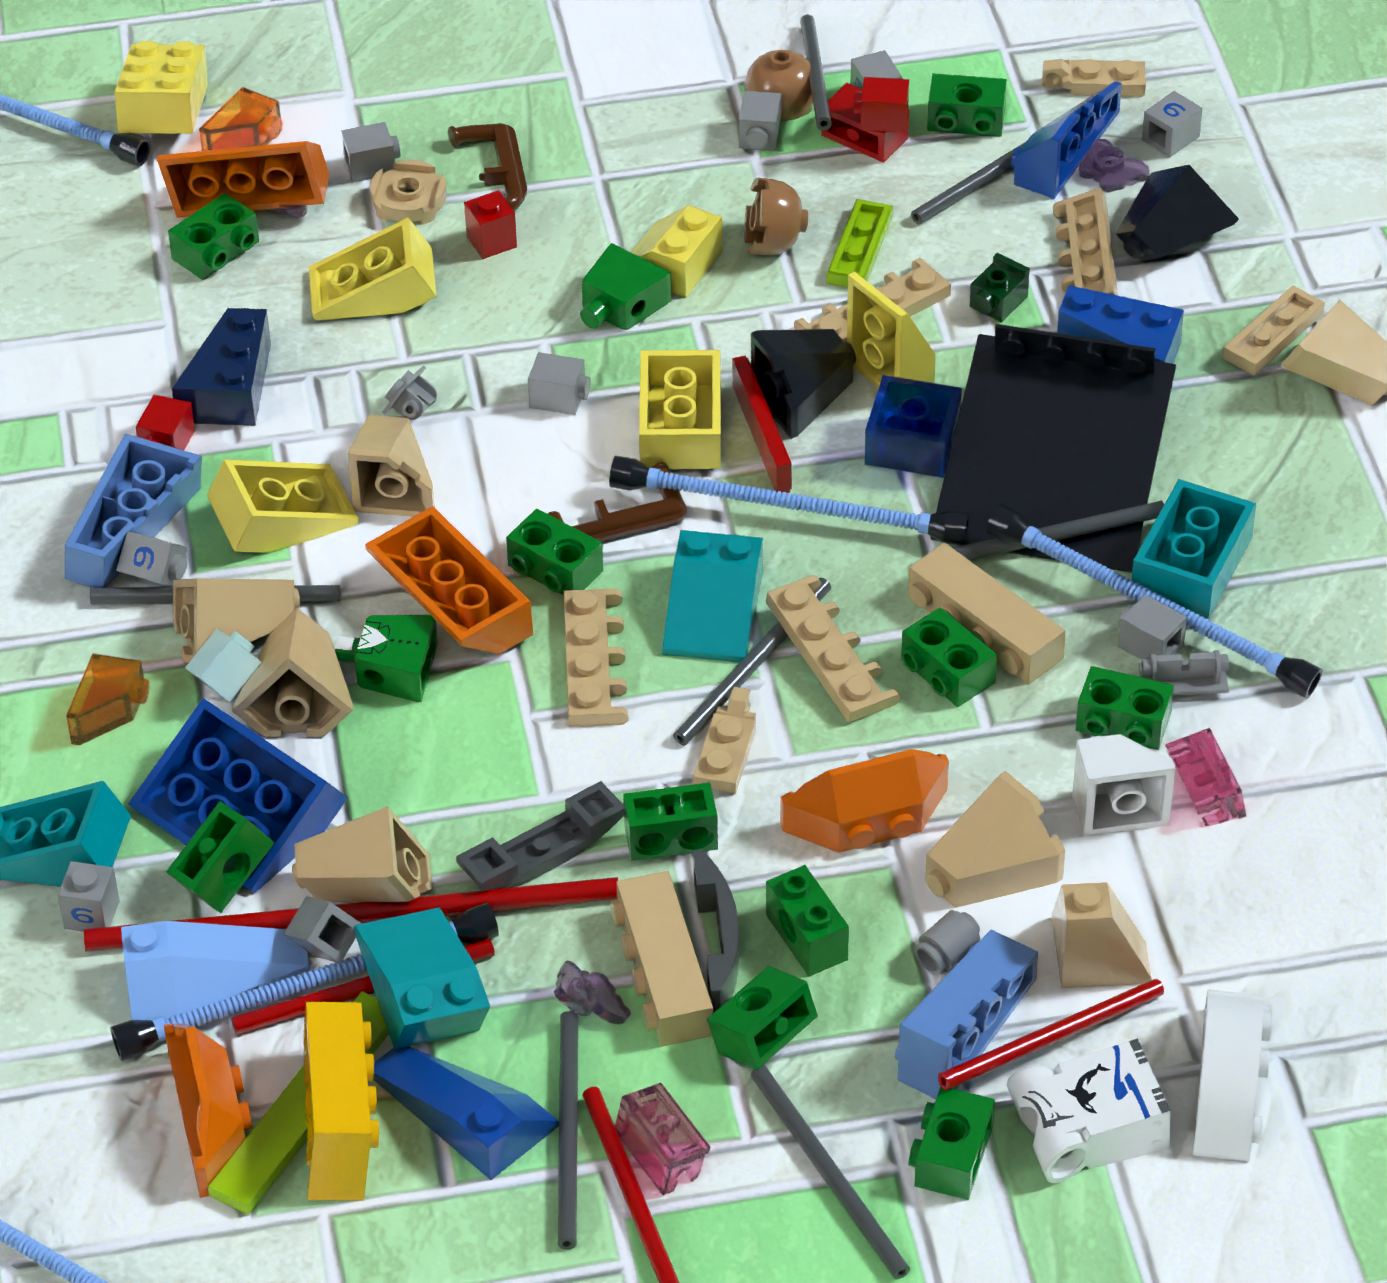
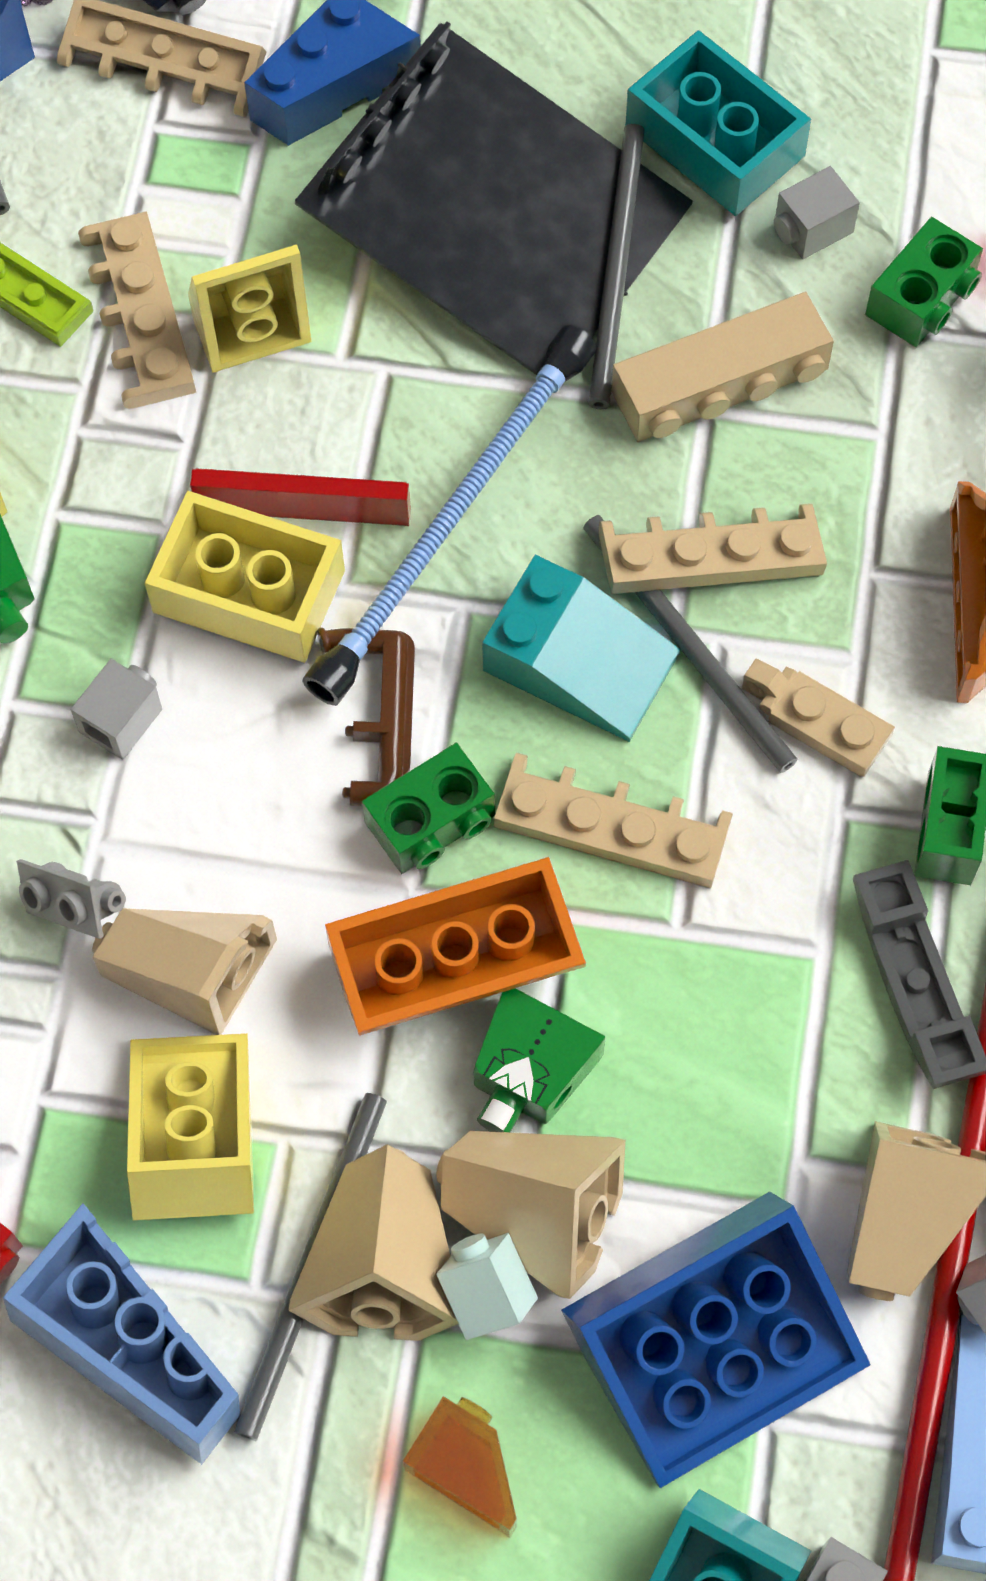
camera: 70 degrees left, 20 degrees up
(152, 559) = (237, 1327): light grey brick -> none
(220, 857) = (849, 1387): green brick -> none
(800, 373) = (245, 419): black slope -> none
(912, 426) = (392, 330): clear blue brick -> none
(948, 657) = (773, 419): green brick -> none
(1000, 288) = (181, 162): dark green brick -> none
(1199, 675) = (887, 207): light grey hinge -> none
(1294, 673) = (616, 285): light blue hose -> none

